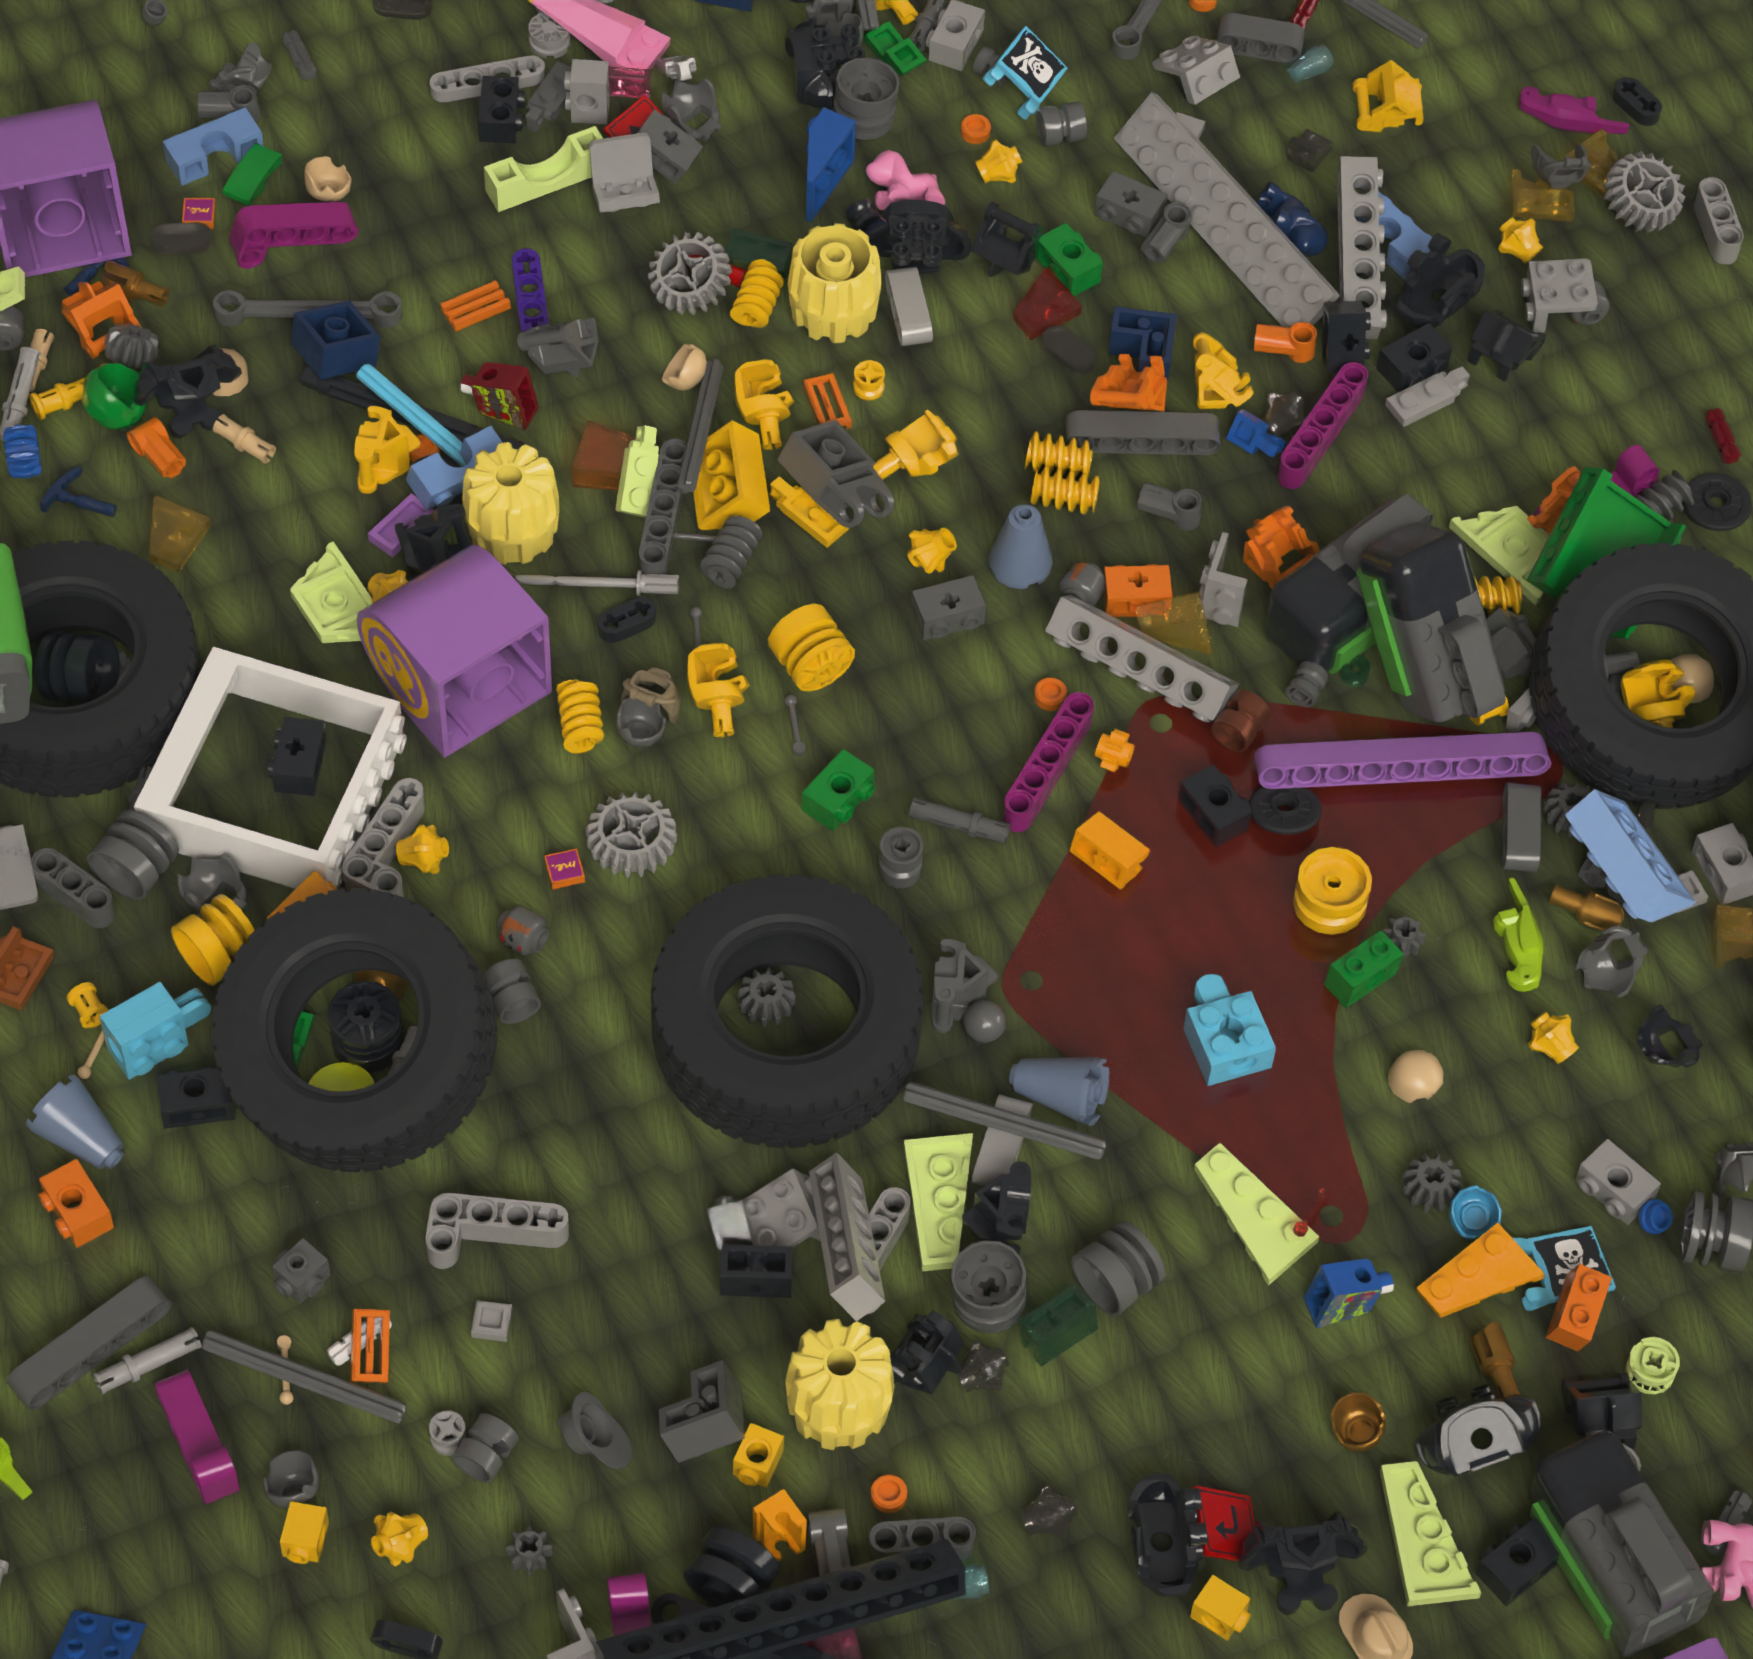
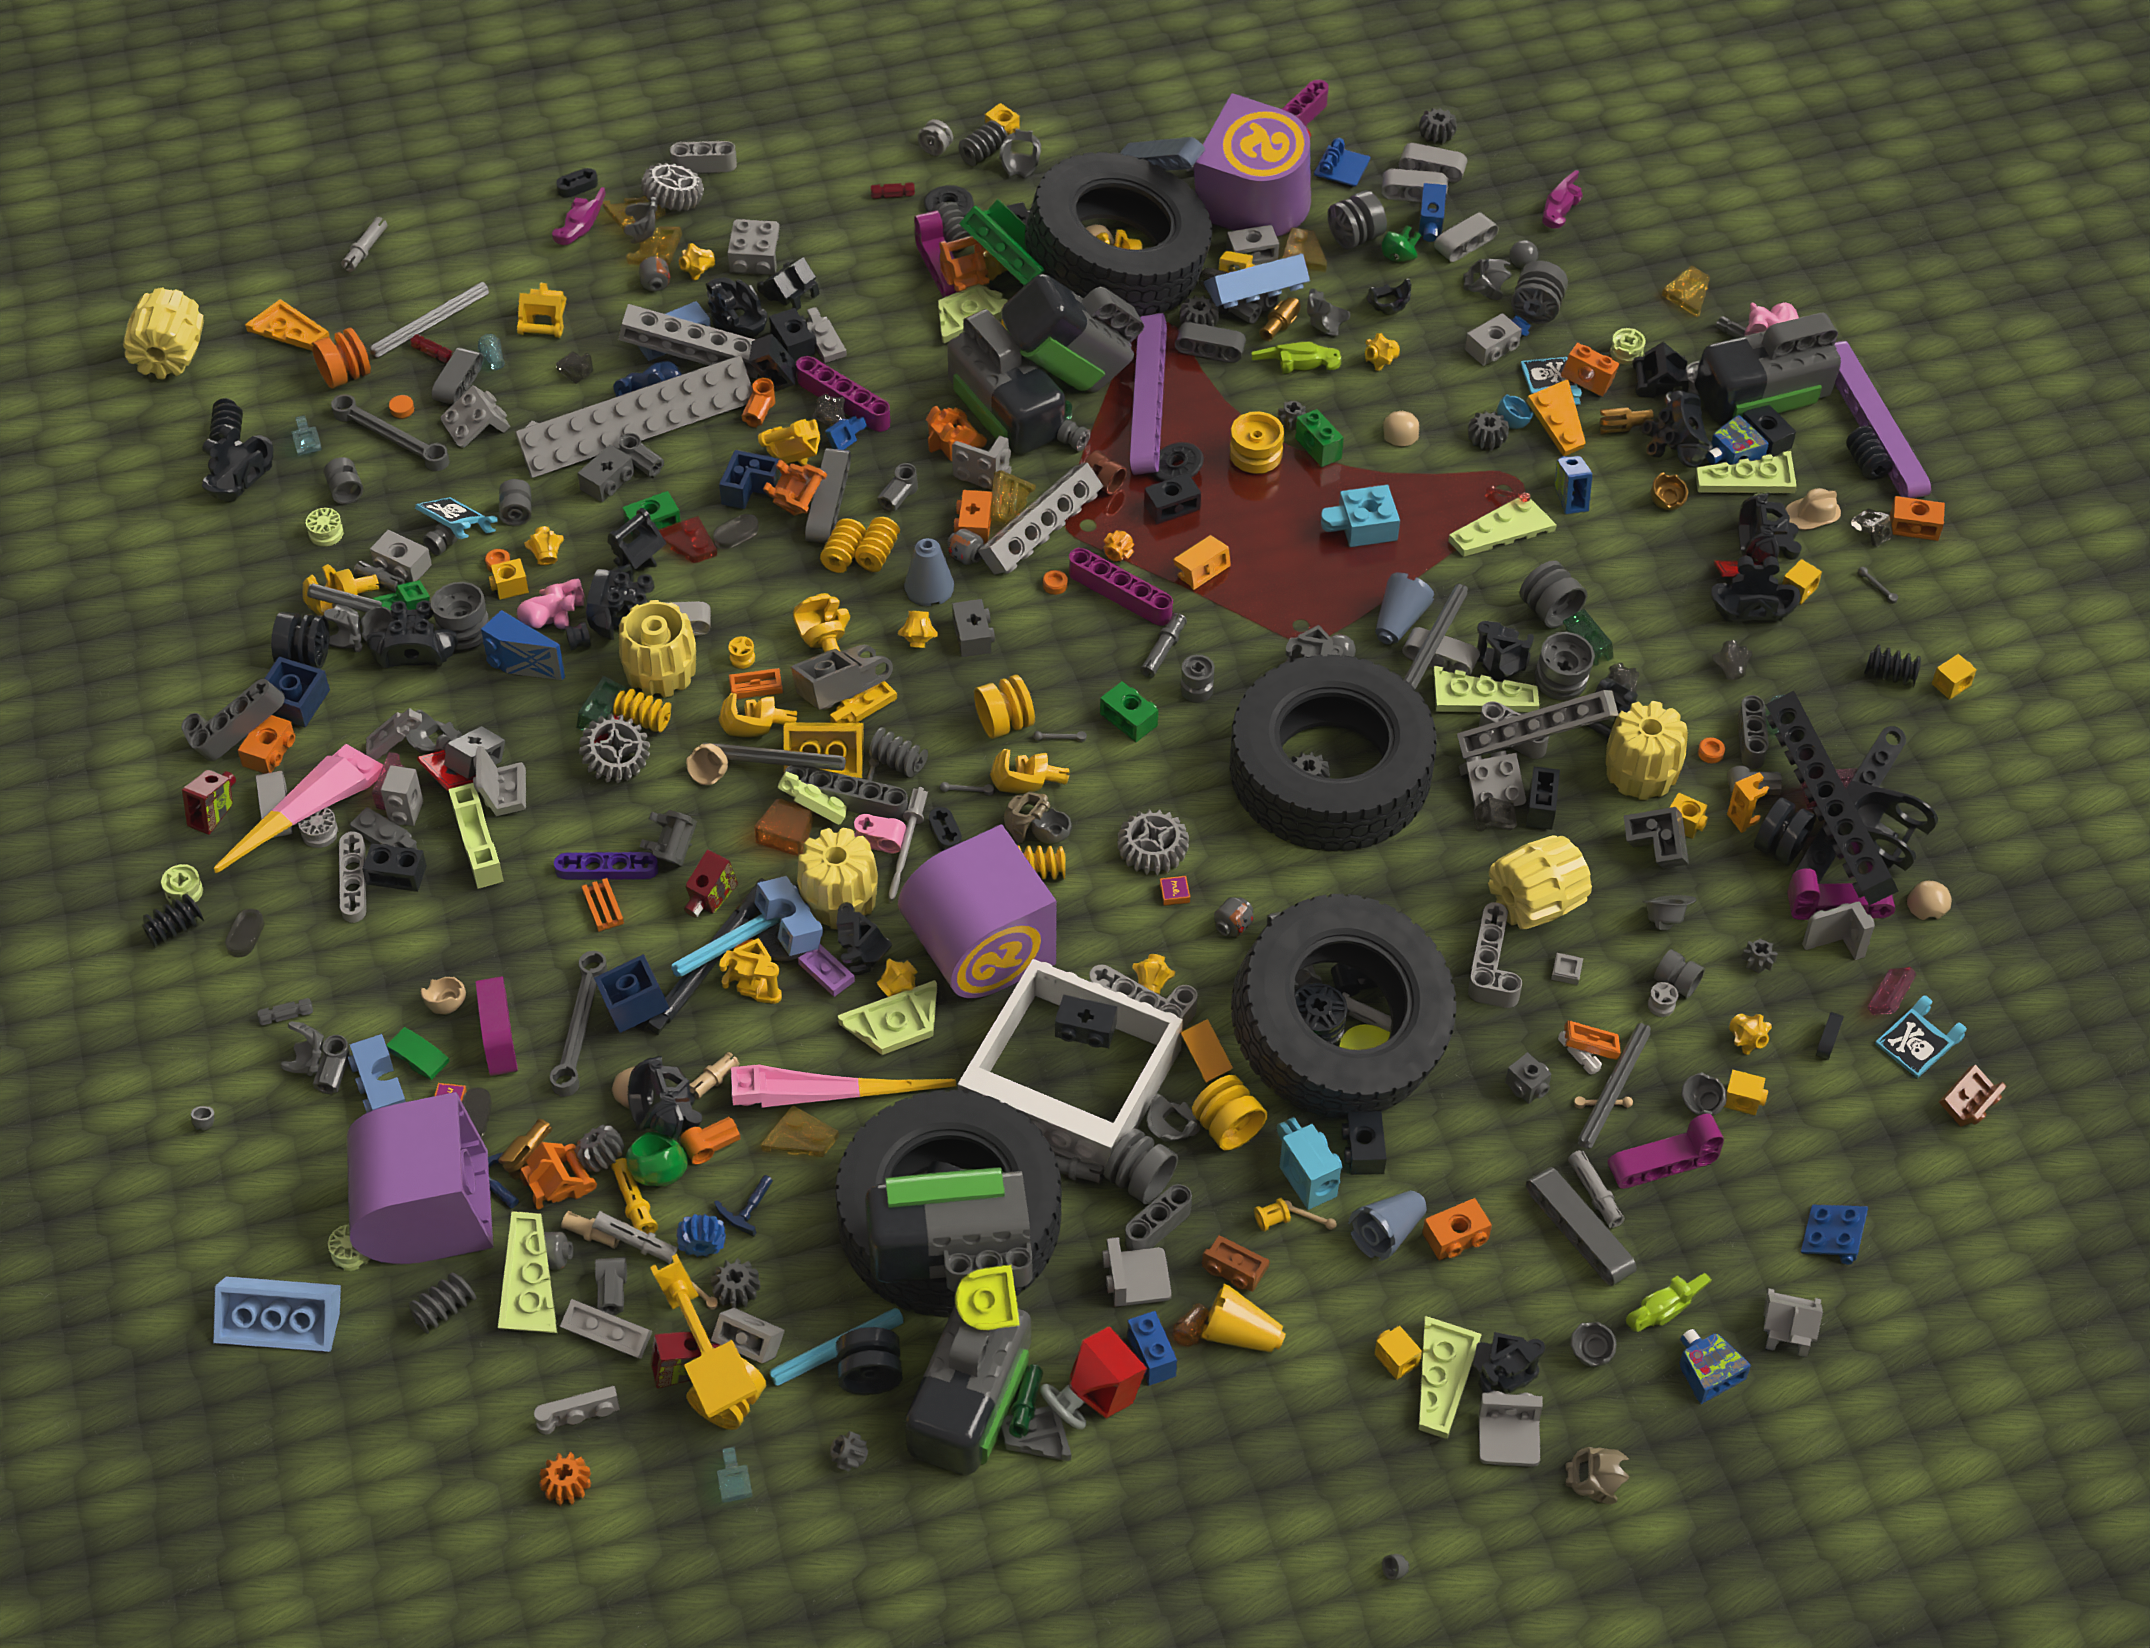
camera: 80 degrees left, 5 degrees down
(229, 499) = (785, 1087): none -> bright pink plate
(595, 1260) = (1540, 881): none -> light yellow wheel
(606, 549) = (882, 832): none -> bright pink piece
(941, 140) = (508, 579): none -> yellow brick
(1478, 1515) = (1736, 442): none -> blue torso
(1486, 200) = (654, 274): none -> dark grey head
(1675, 840) = (1230, 259): none -> yellow brick

